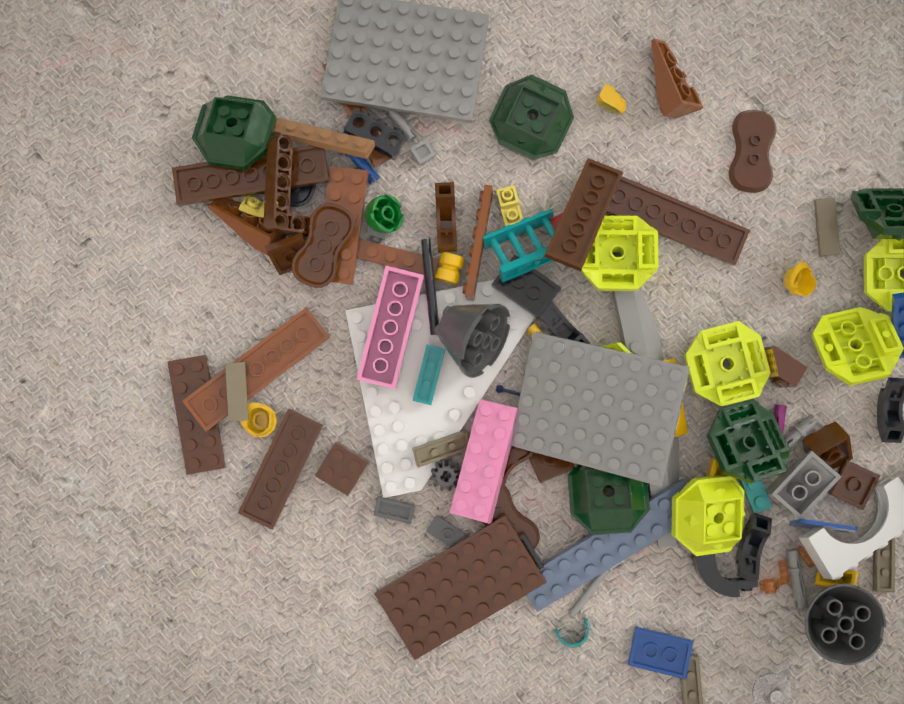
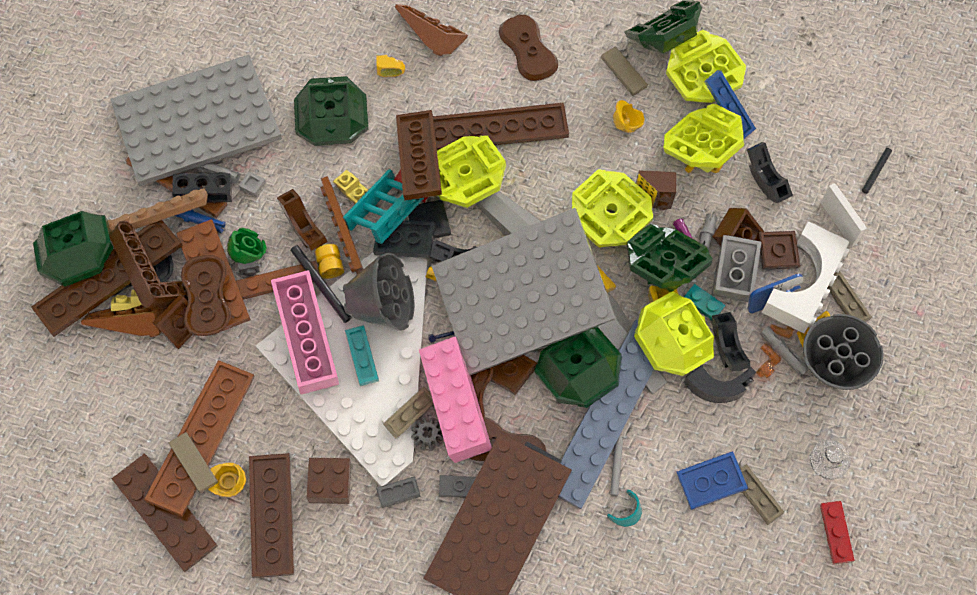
camera: 35 degrees left, 20 degrees down
(563, 276) = (432, 212): none -> black tile

